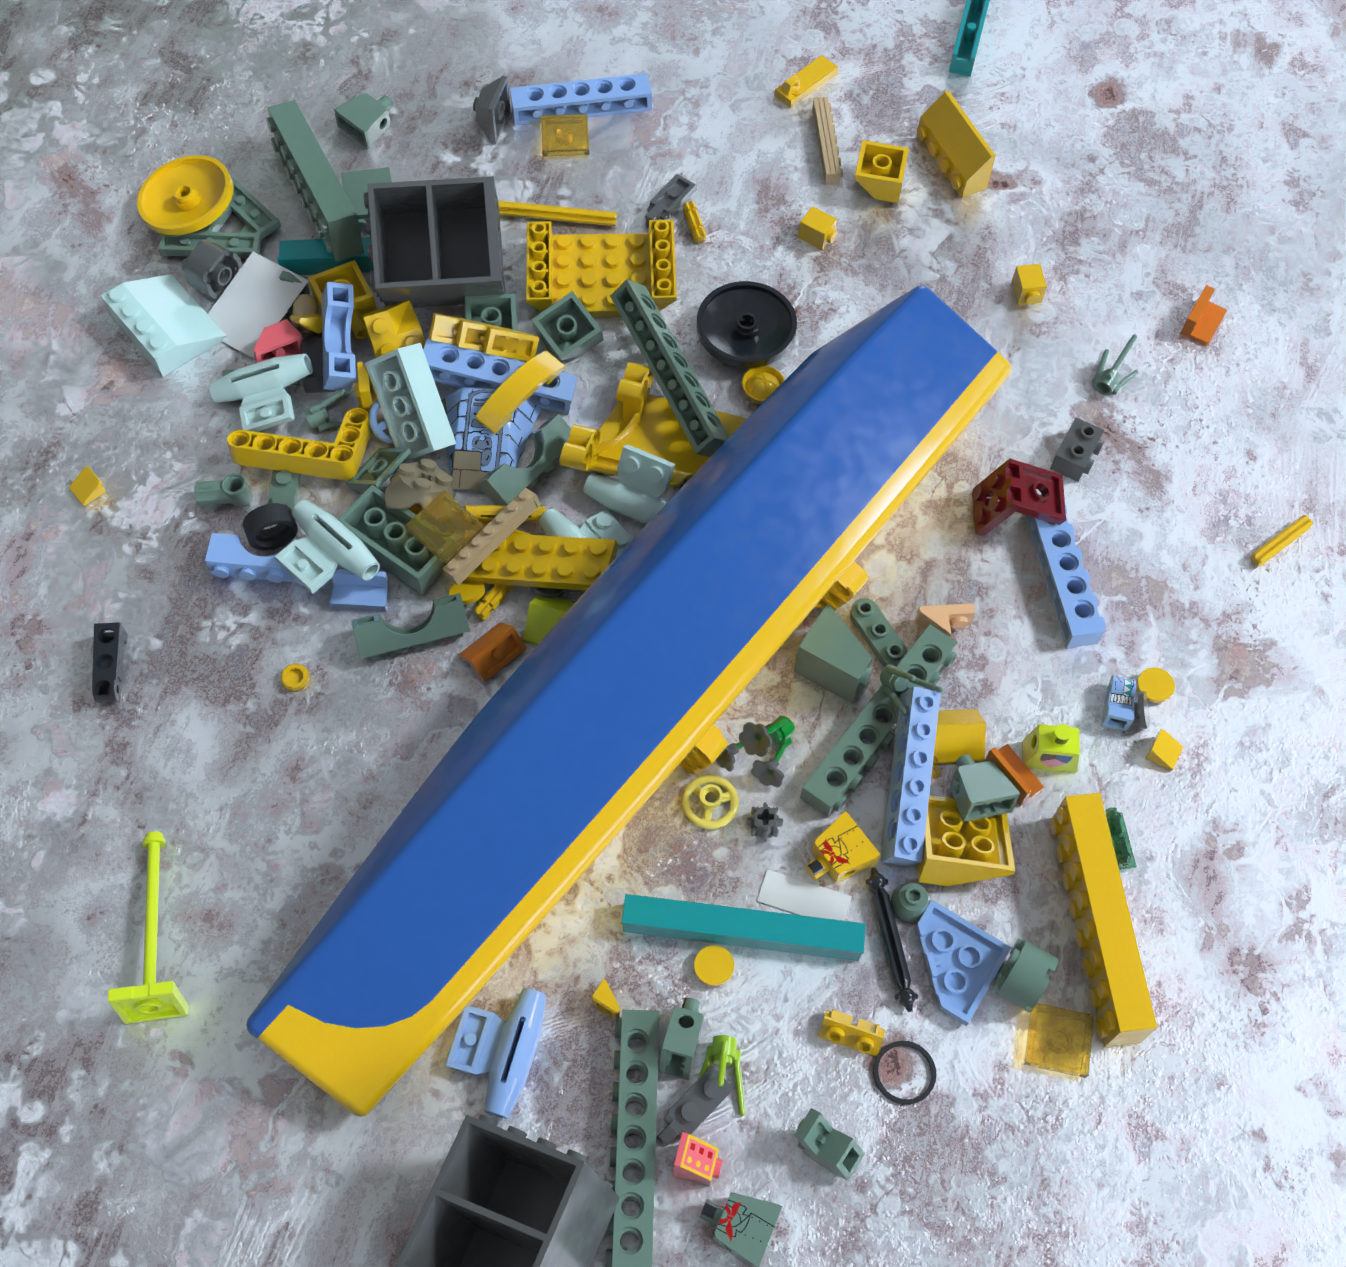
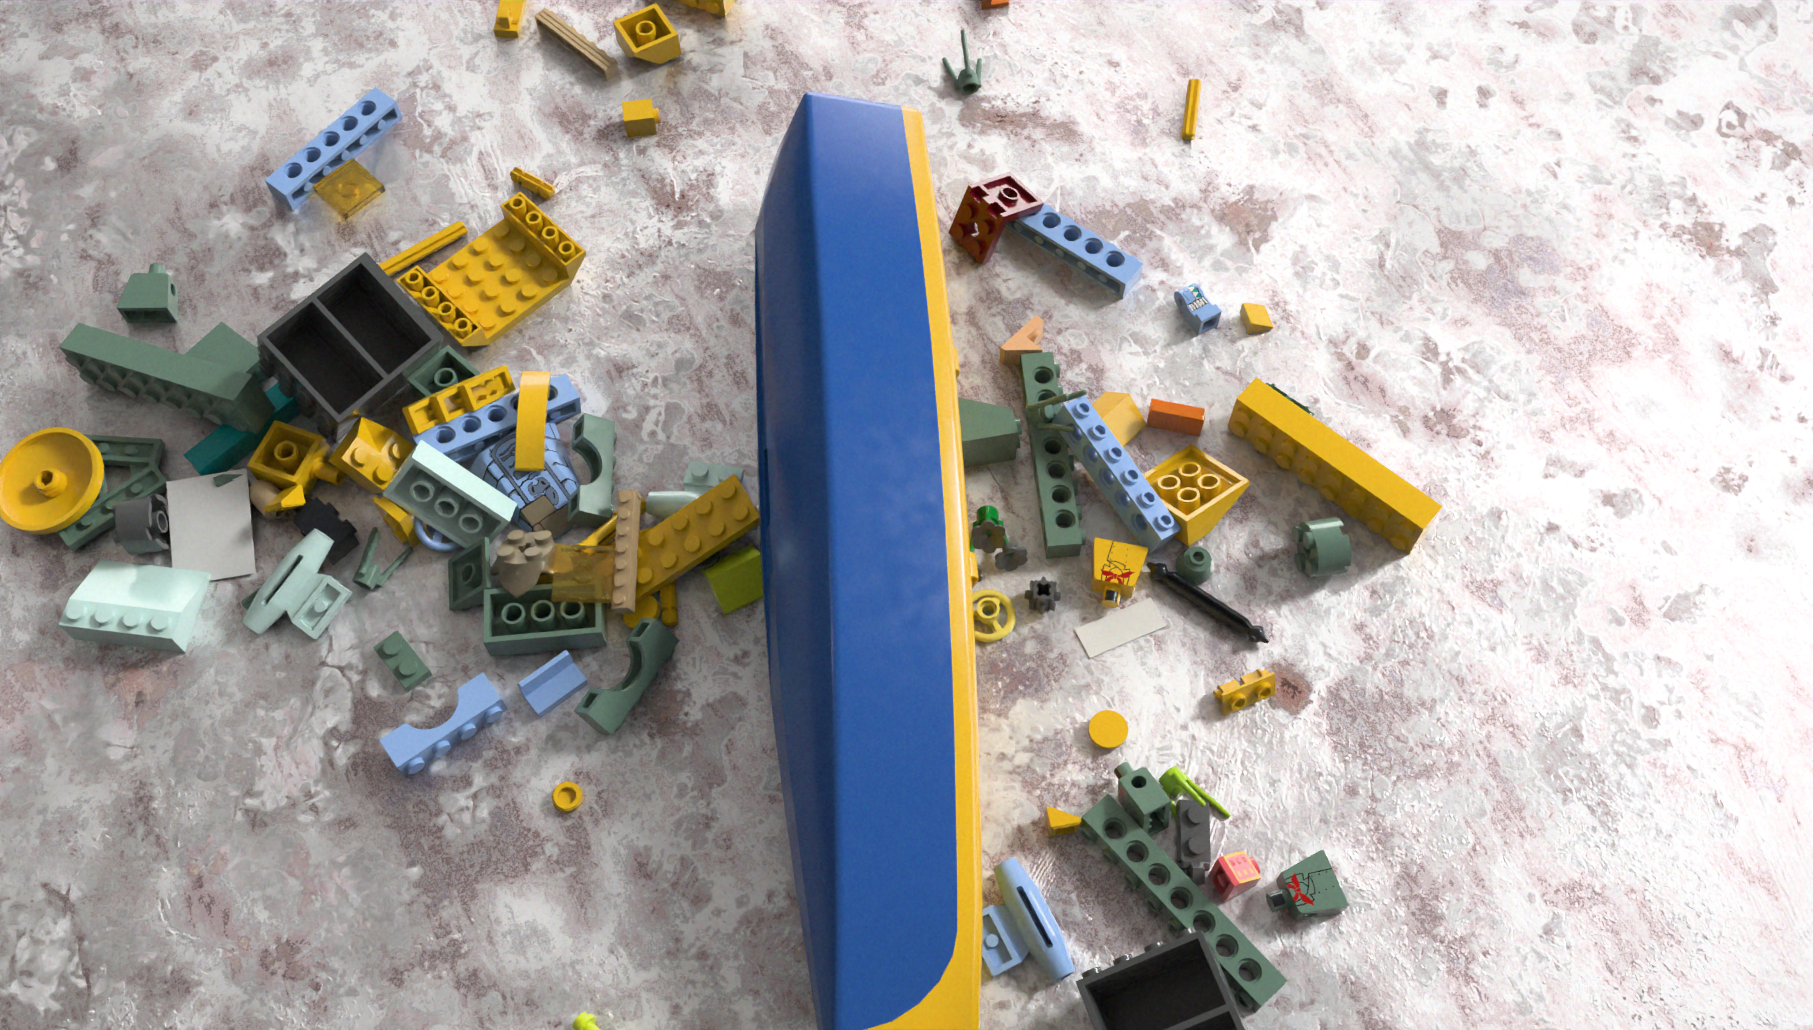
camera: 40 degrees left, 0 degrees up
(87, 486) = (213, 796): yellow slope -> none
(108, 661) = (391, 919): black leg -> none
(223, 491) = (346, 702): sand green piece -> none
(267, 516) = (425, 694): black tyre -> none
(278, 341) = (273, 539): coral slope -> none
(305, 456) = (390, 616): yellow beam -> none
(327, 545) = (497, 672): light aqua plate -> none
(336, 327) = (311, 474): light blue arch -> none
(493, 108) = (262, 208): dark grey slope -> none
(493, 650) = (709, 640): orange panel -> none
(567, 328) = (517, 341): sand green slope -> none
(639, 485) = (705, 424): light aqua plate -> none
(640, 422) = (677, 371): yellow panel -> none
(670, 199) = (494, 179): dark grey hinge -> none
(670, 368) = (637, 310): sand green brick -> none
(743, 927) = (1101, 684): teal tile -> none
(746, 324) = (659, 232): black dish -> none
(761, 382) = (717, 271): yellow hat -> none
(828, 1146) = (1310, 782): sand green brick -> none
(879, 643) = (997, 395): sand green plate -> none
(881, 1087) = (1312, 664): black piece -> none
(959, 960) = (1267, 577): light blue plate -> none
(981, 789) = (1168, 444): sand green torso -> none
(1029, 284) = (843, 48): yellow brick -> none
(1052, 748) = (1186, 375): neon yellow torso -> none
(1059, 1040) = (1380, 575): clear yellow tile -> none
(1077, 449) = (996, 147): dark grey brick -> none
(1142, 710) = (1216, 298): dark grey piece -> none
(1157, 684) = (1208, 276): yellow piece -> none

